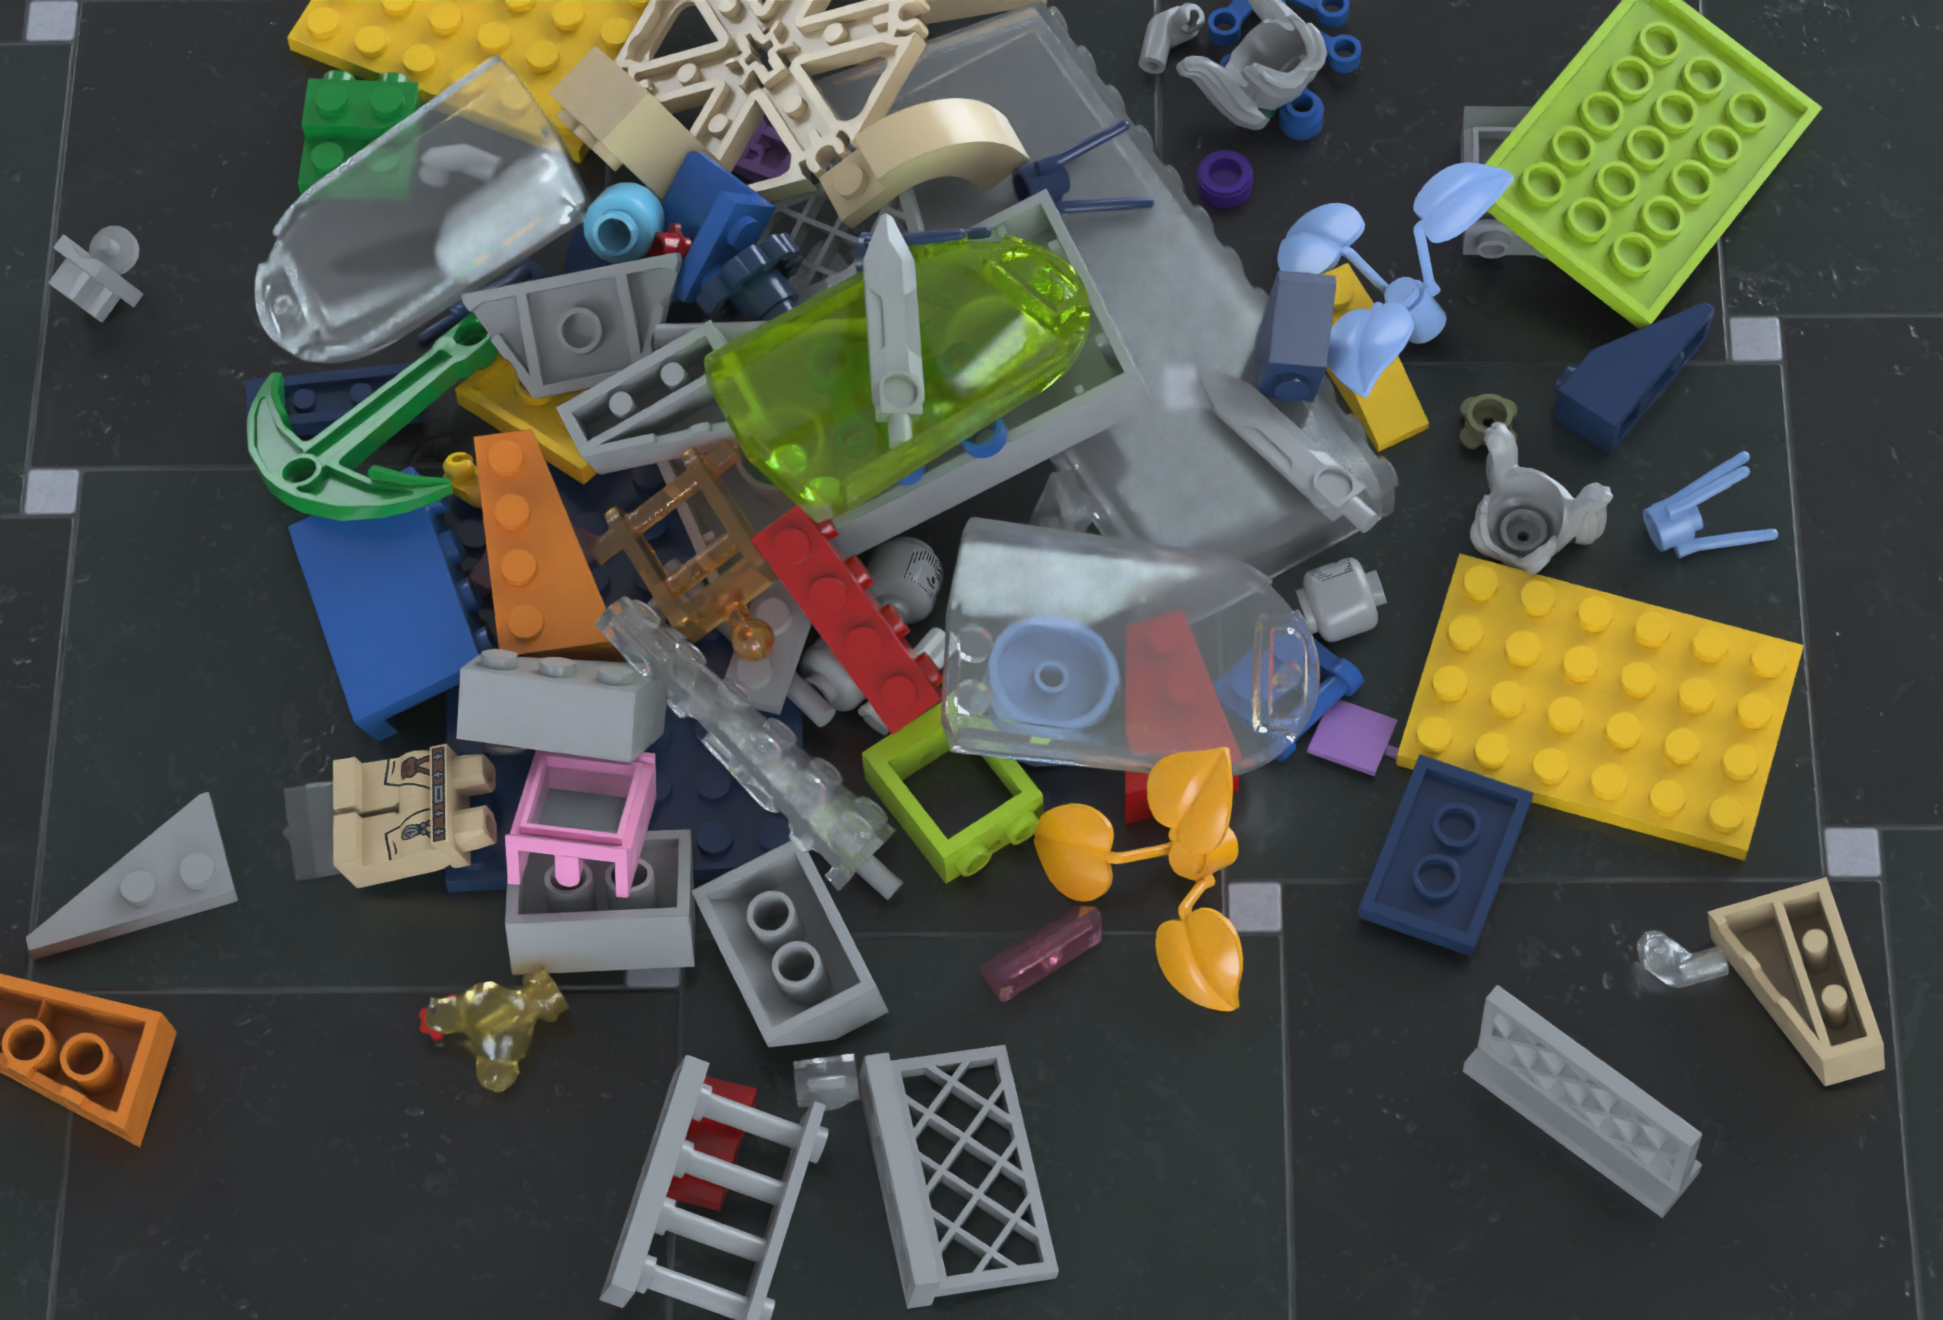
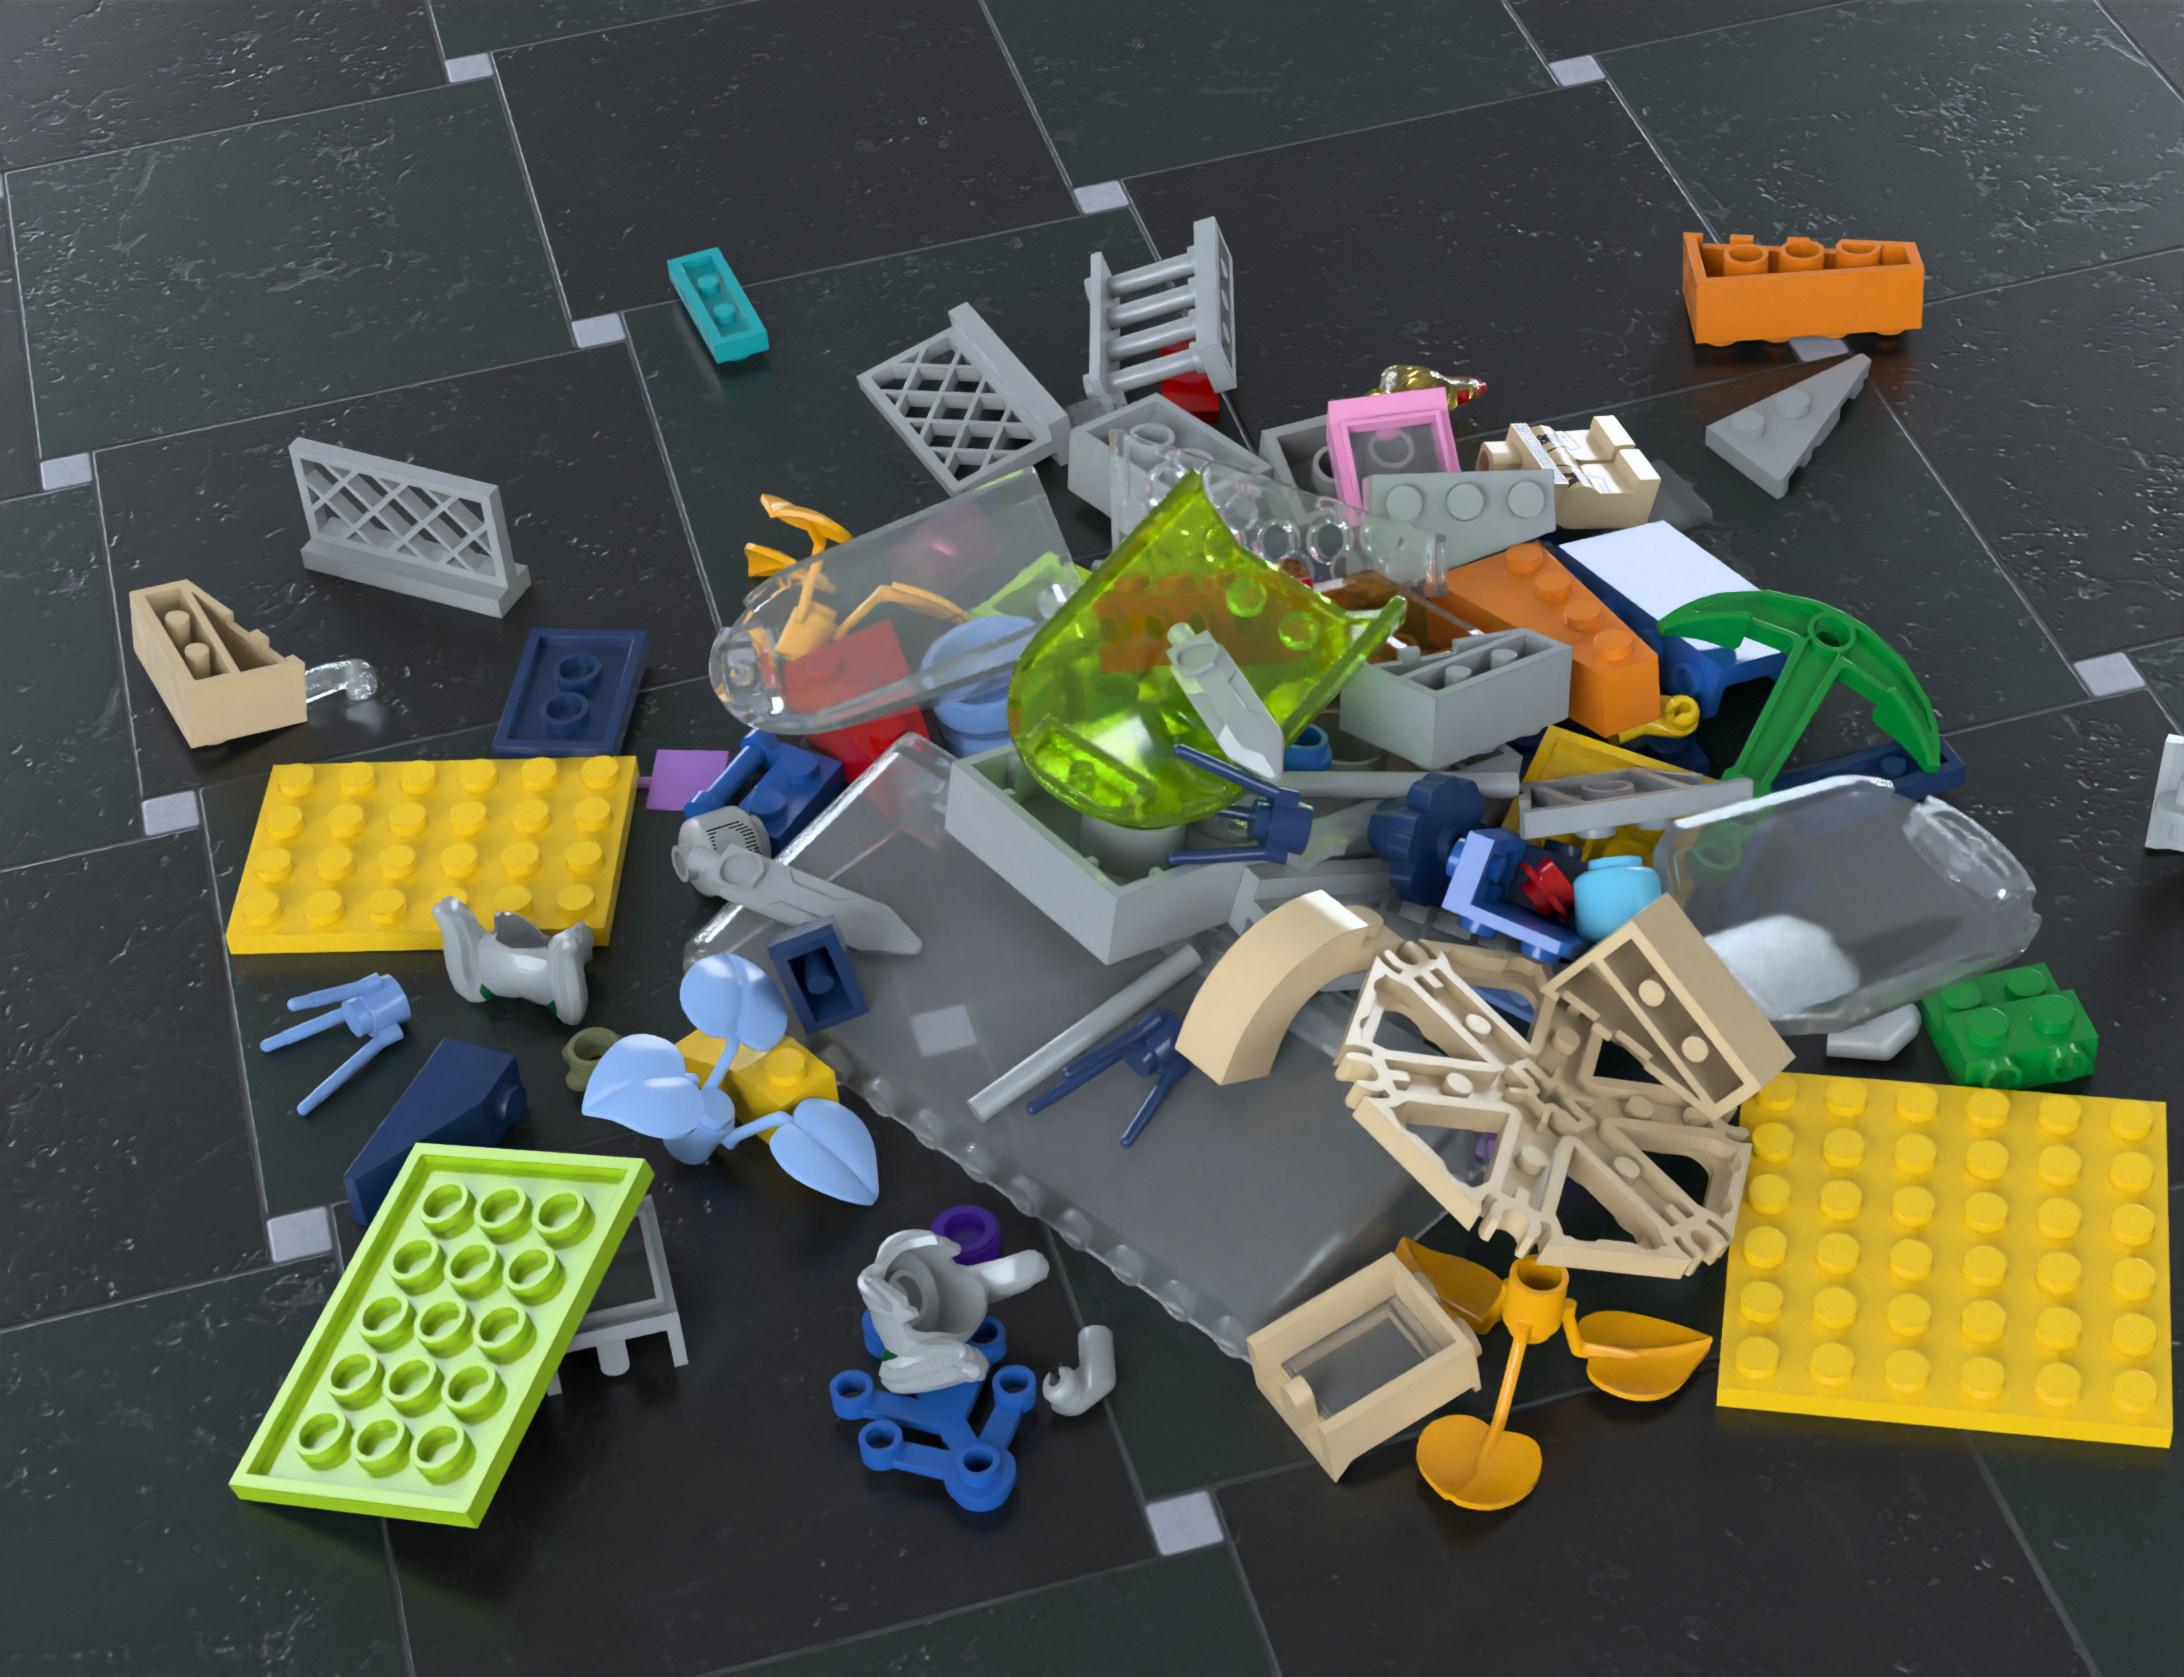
camera: 165 degrees right, 20 degrees down
(1134, 223) = (1084, 1033): none -> light grey bar

